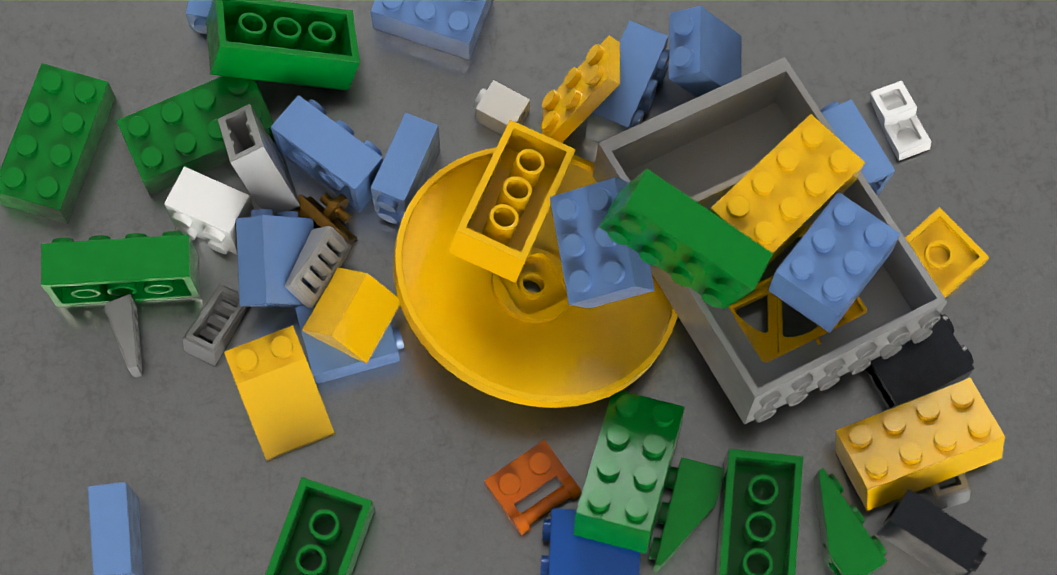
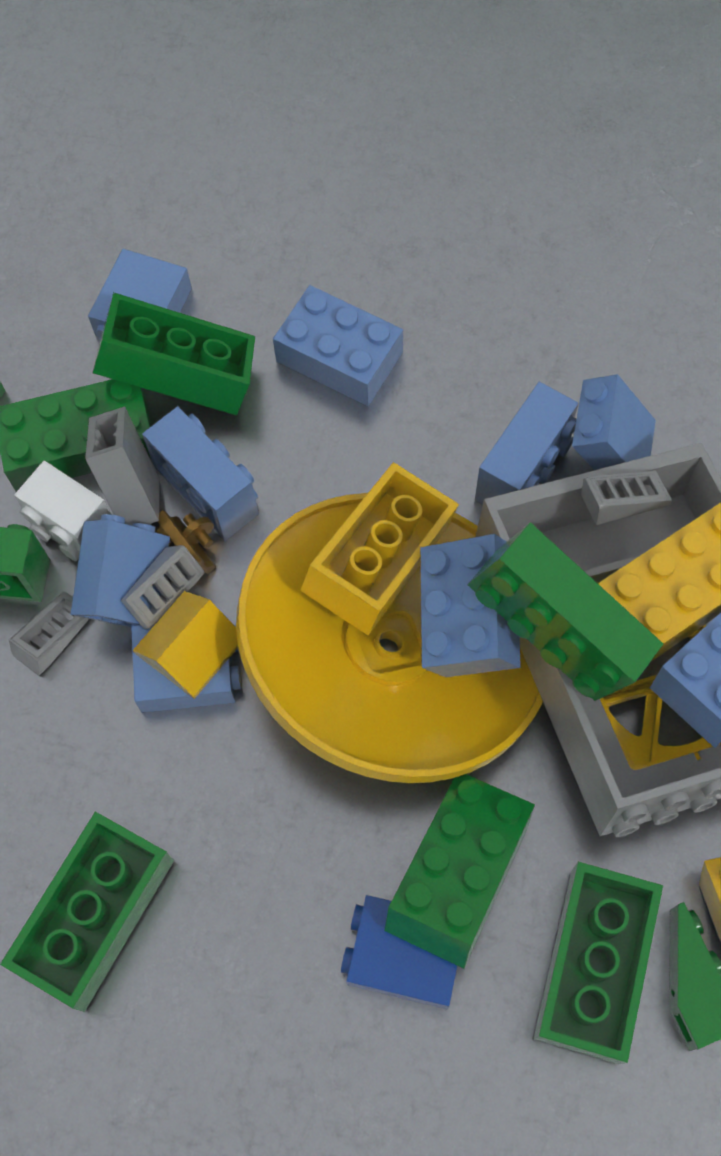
camera: 15 degrees right, 5 degrees down
(279, 393) = (97, 715): yellow slope -> none
(405, 167) = (281, 490): medium blue brick -> none
(500, 105) = (389, 447): white brick -> none
(527, 476) = (346, 853): orange plate -> none
(582, 90) = (477, 445): yellow plate -> none
(692, 500) = (527, 913): green slope -> none
(707, 137) = (607, 510): none -> light grey slope

